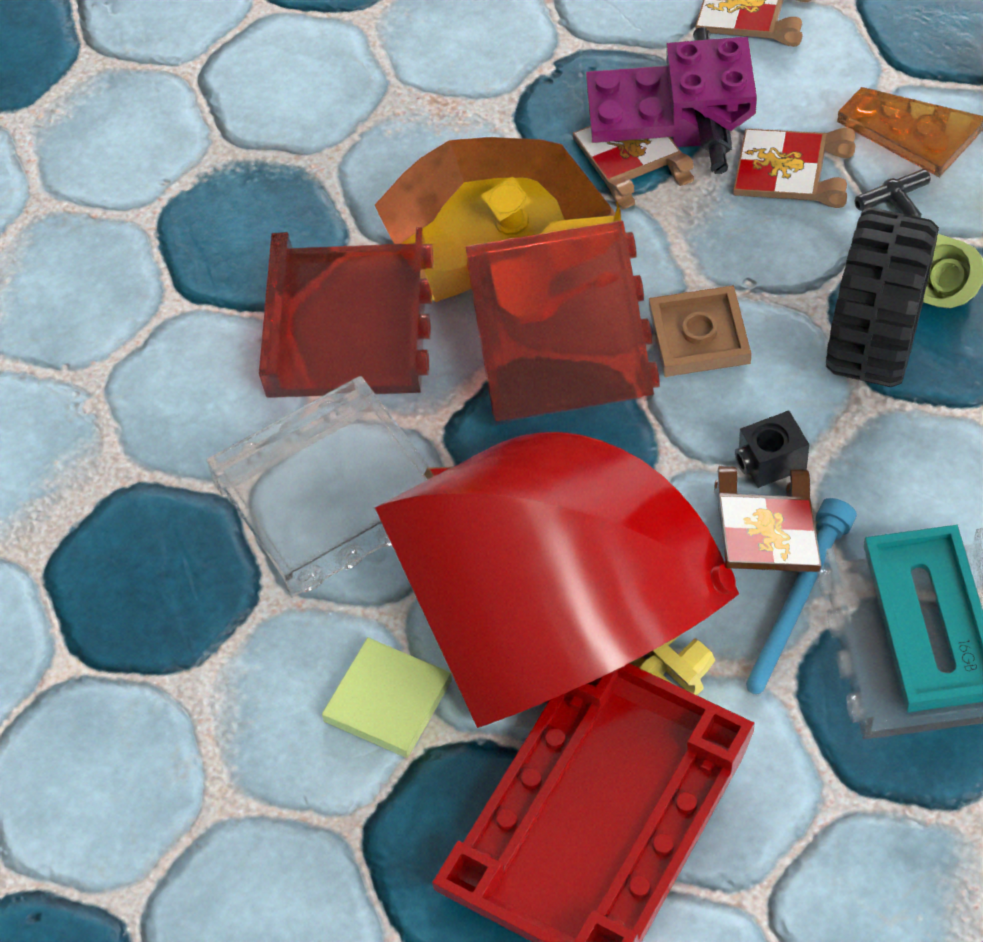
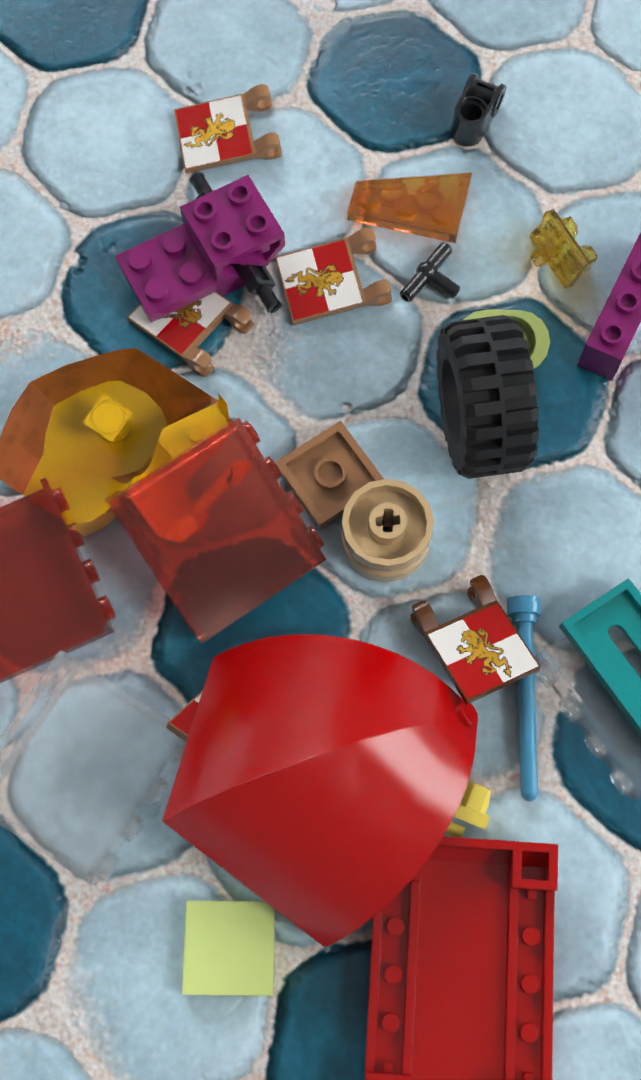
camera: 30 degrees left, 15 degrees up
(725, 389) = (389, 507): none -> tan wheel
(777, 434) = (450, 551): black brick -> none

